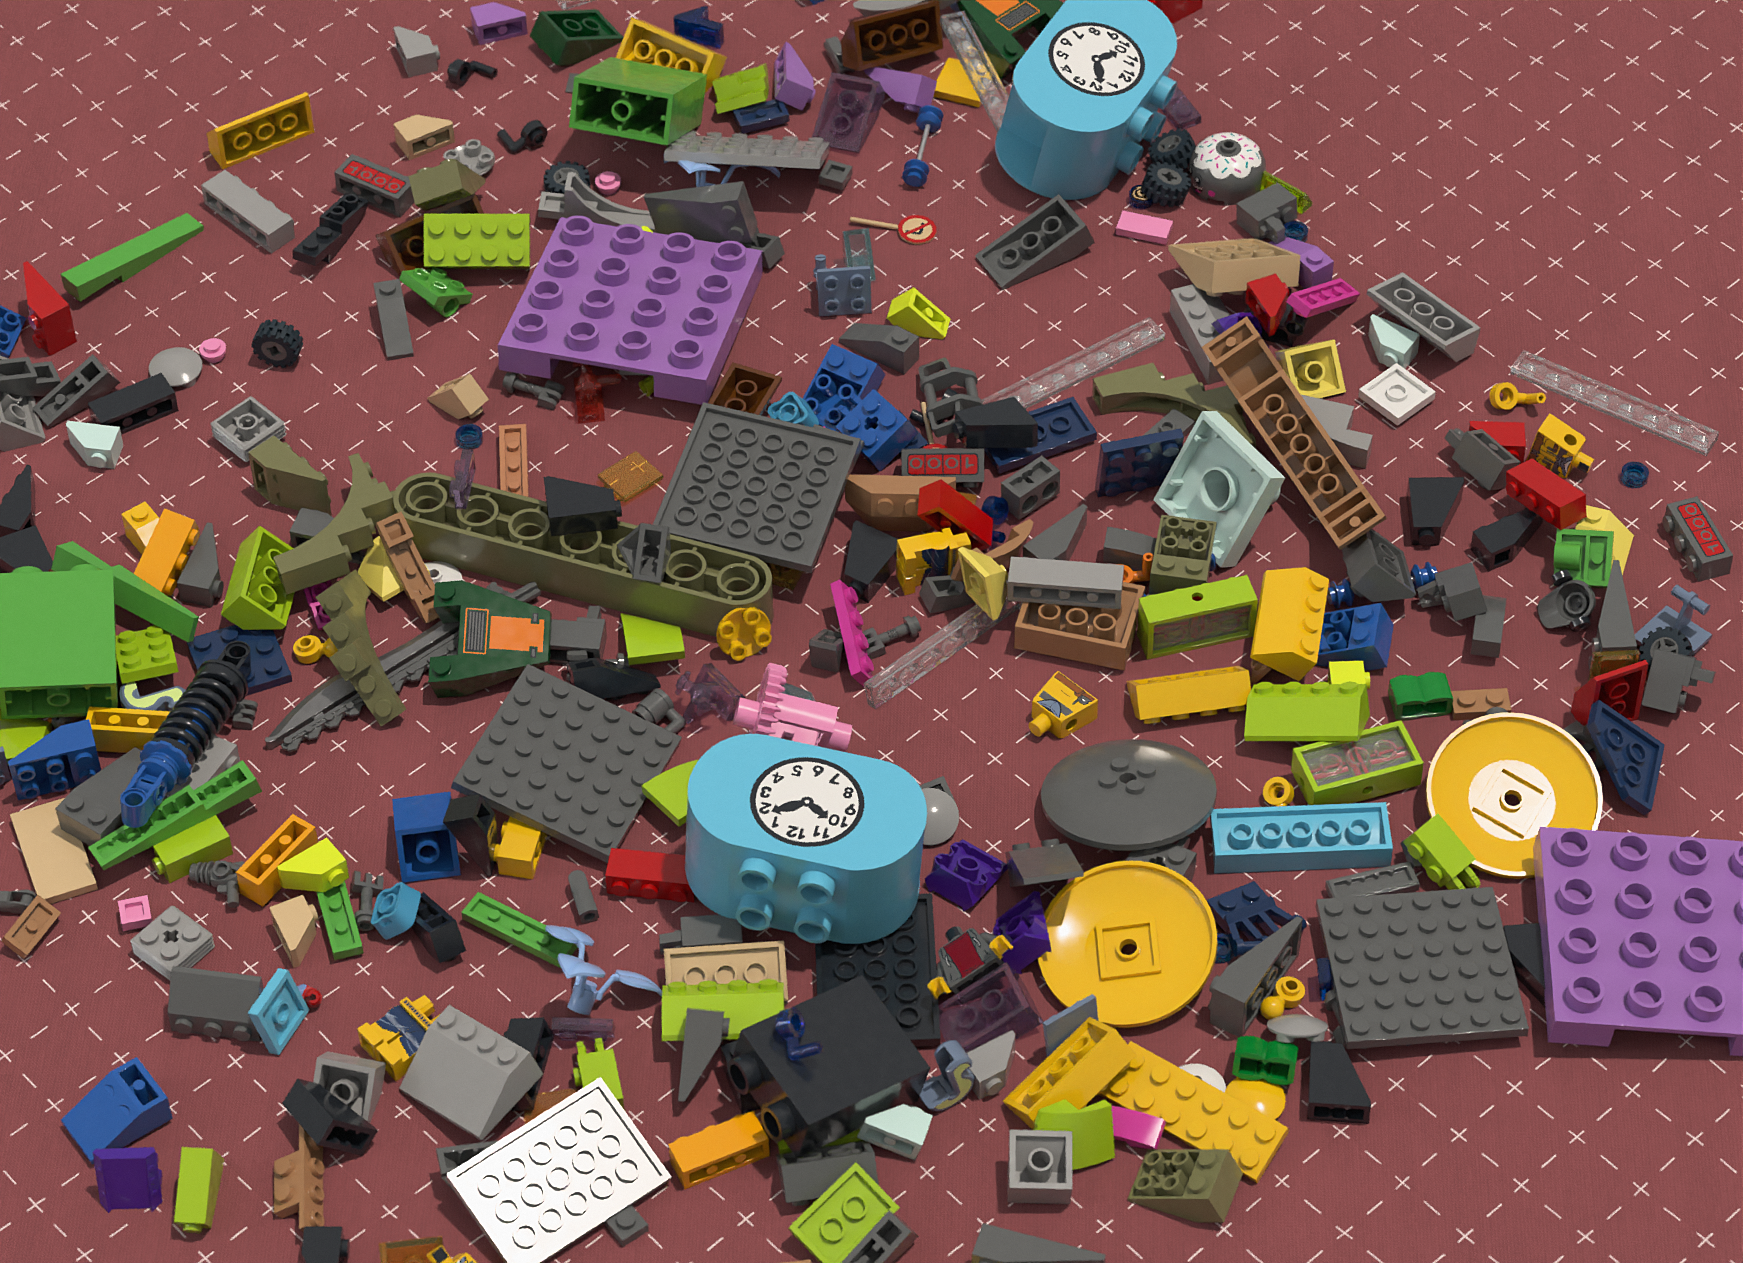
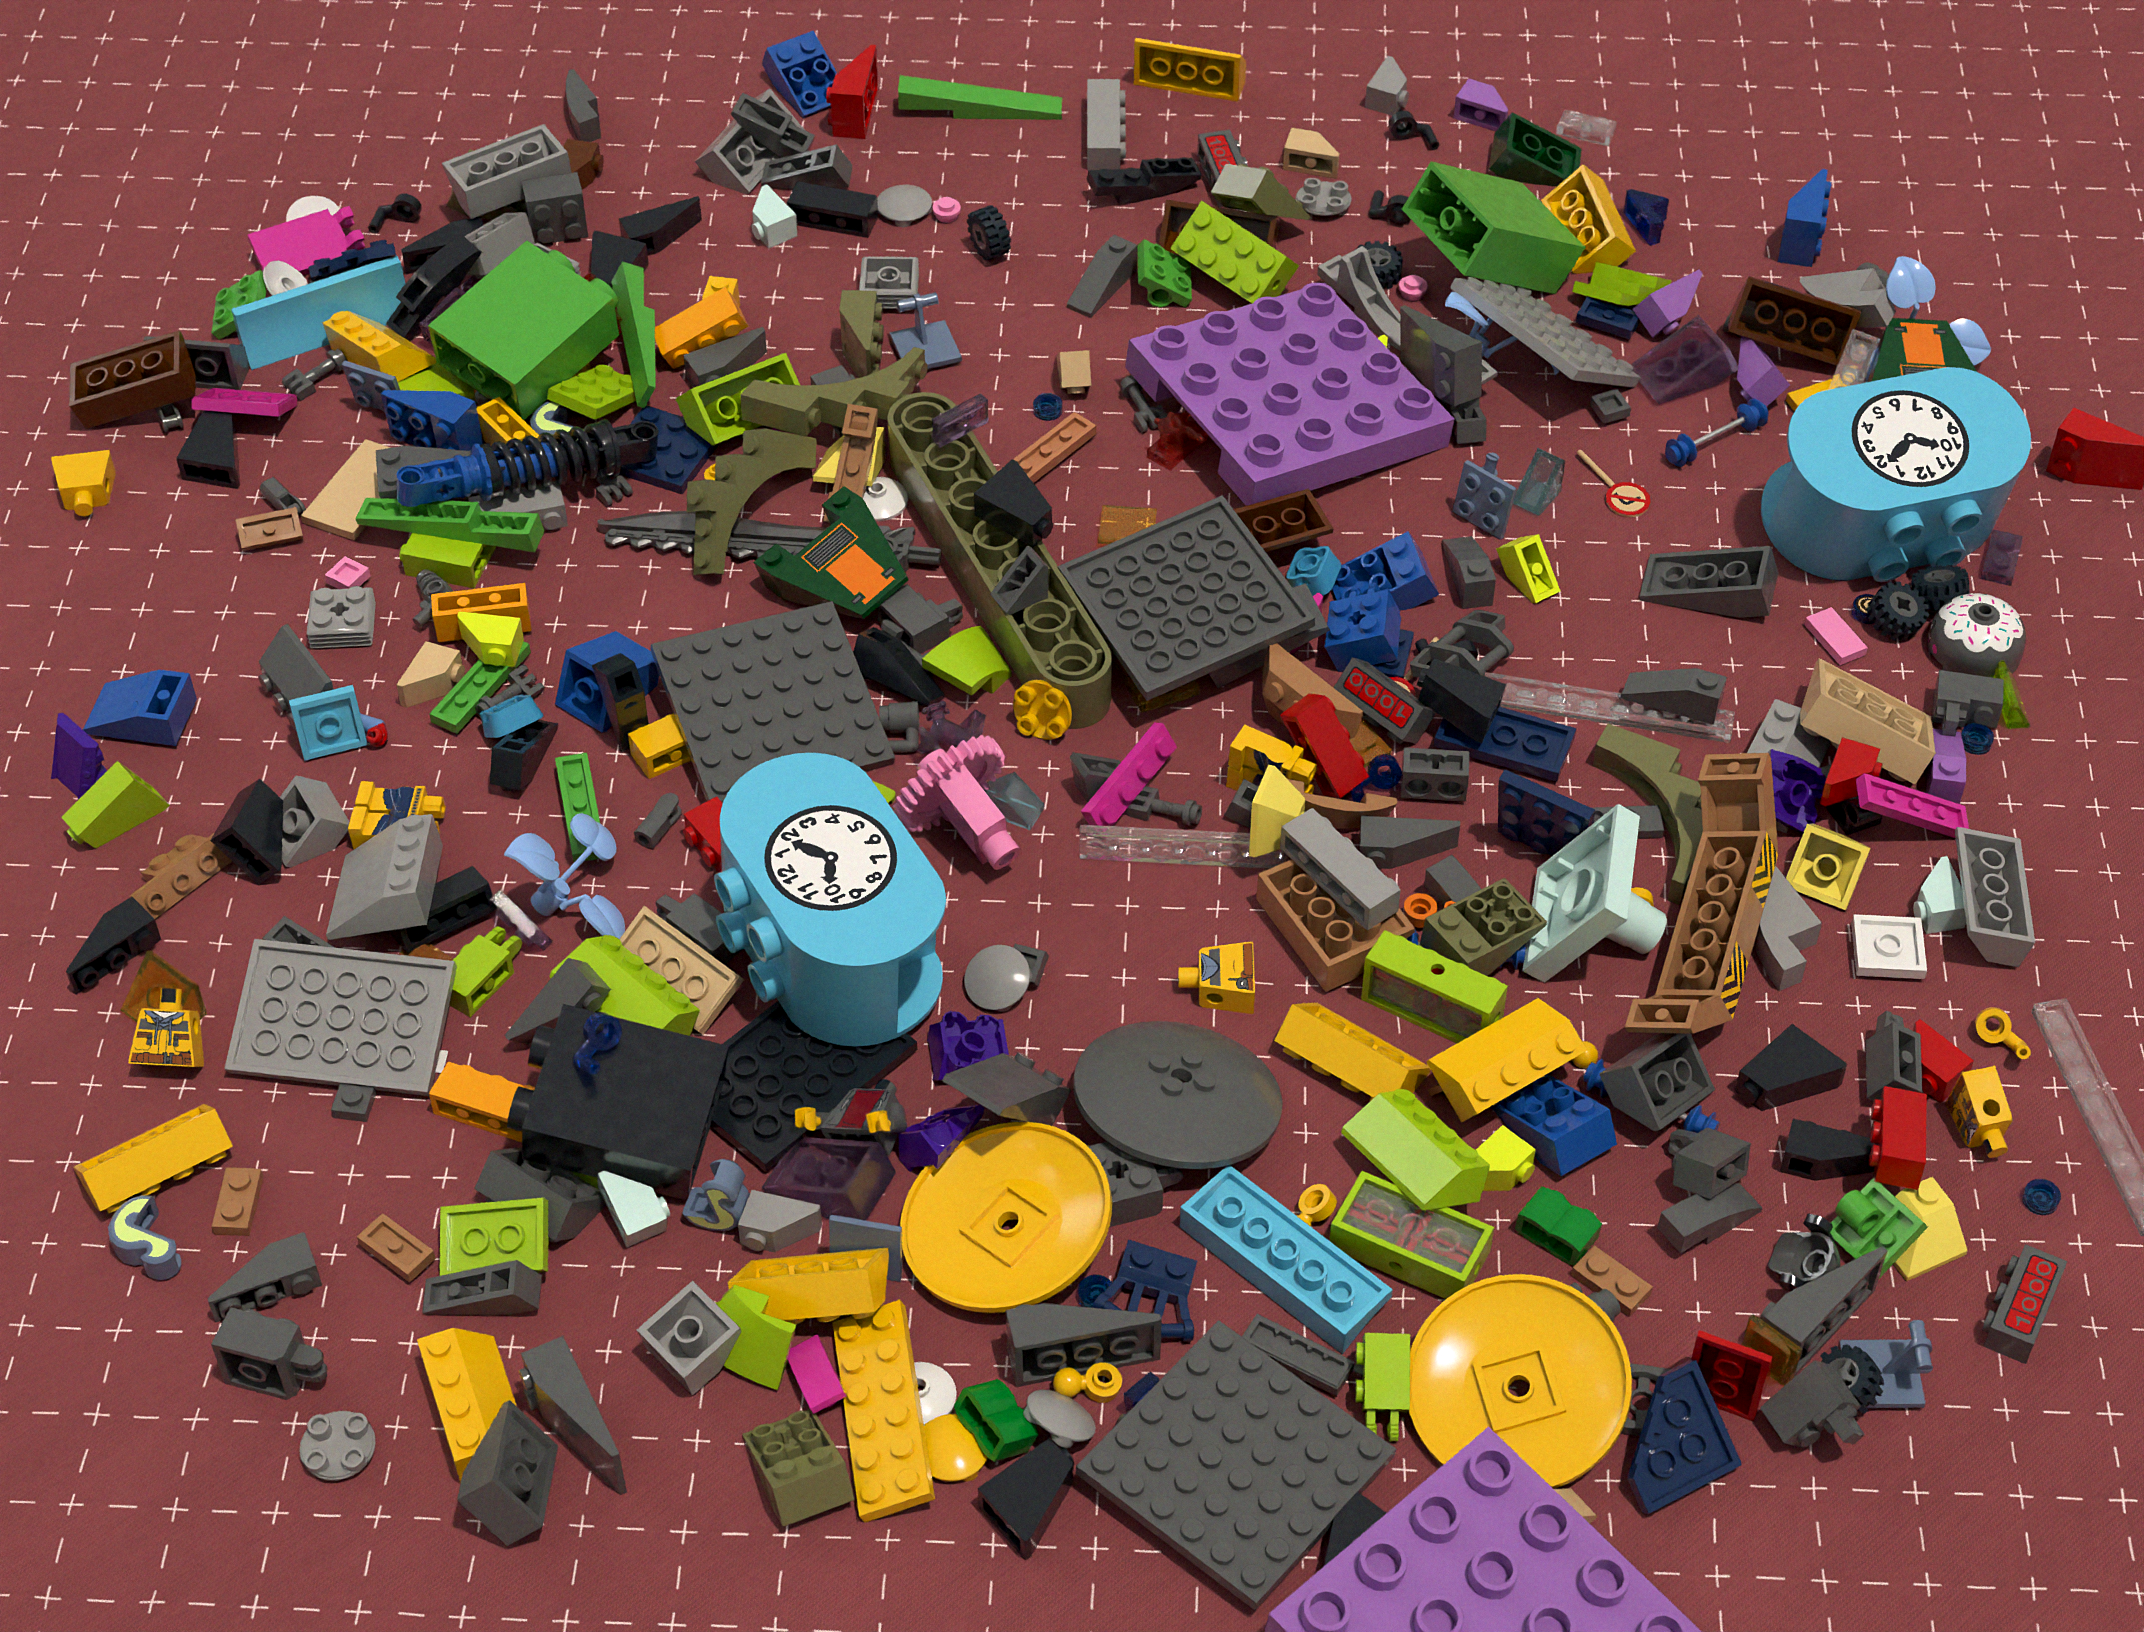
camera: 45 degrees right, 0 degrees up
(326, 449) = (932, 337): none -> sand blue plate
(869, 560) = (1209, 735): black slope -> none
(1111, 326) = (1679, 691): none -> dark grey slope

